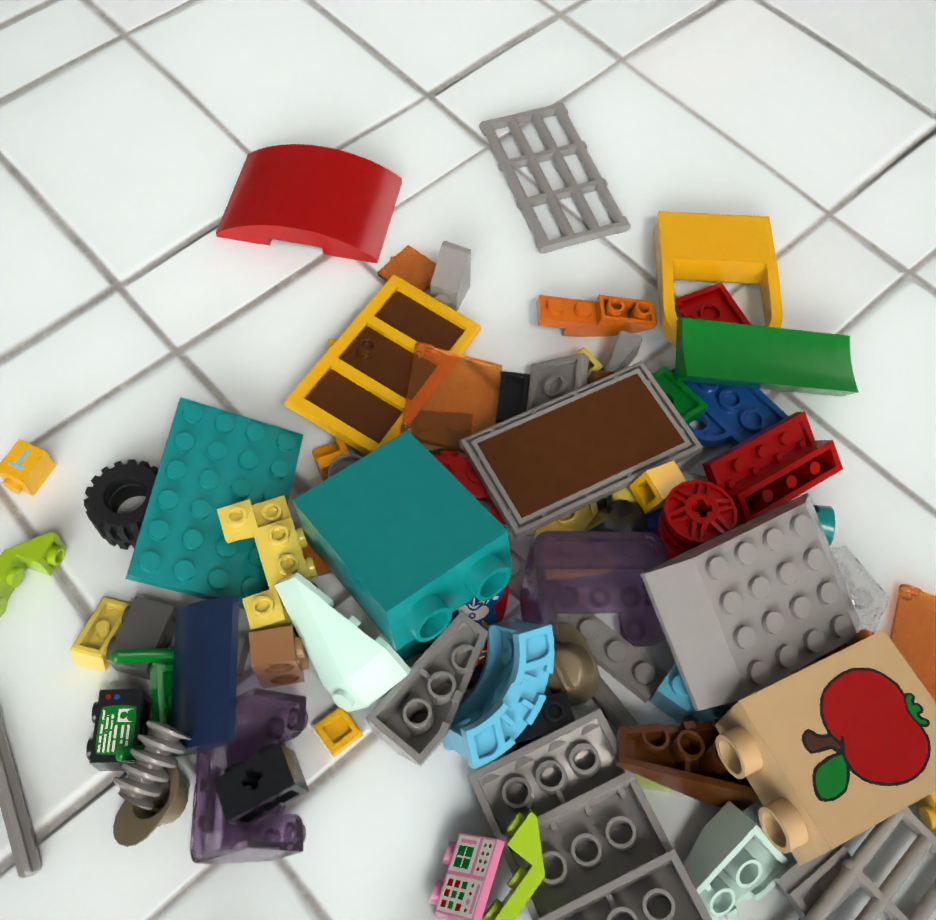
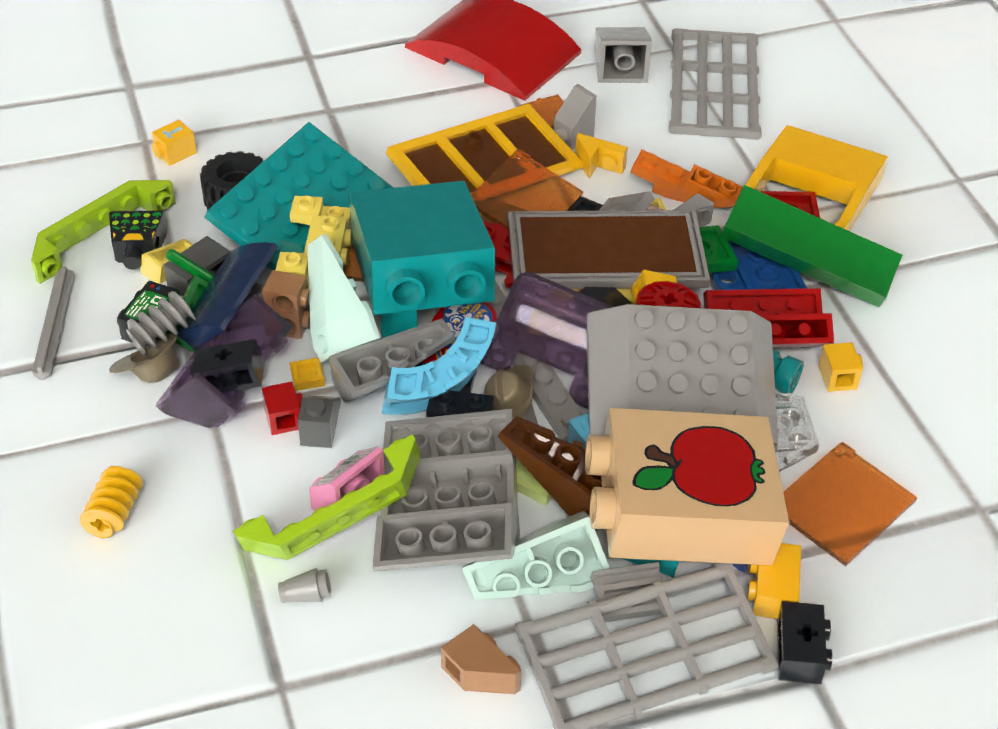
camera: 25 degrees right, 15 degrees down
(48, 622) = (136, 234): none -> black torso
(339, 796) = (281, 407): none -> red brick
(385, 790) = (318, 420): none -> dark grey slope
(451, 172) = (622, 54): none -> light grey slope
(493, 309) = (601, 154): none -> yellow slope
(856, 490) = (840, 366): none -> yellow brick

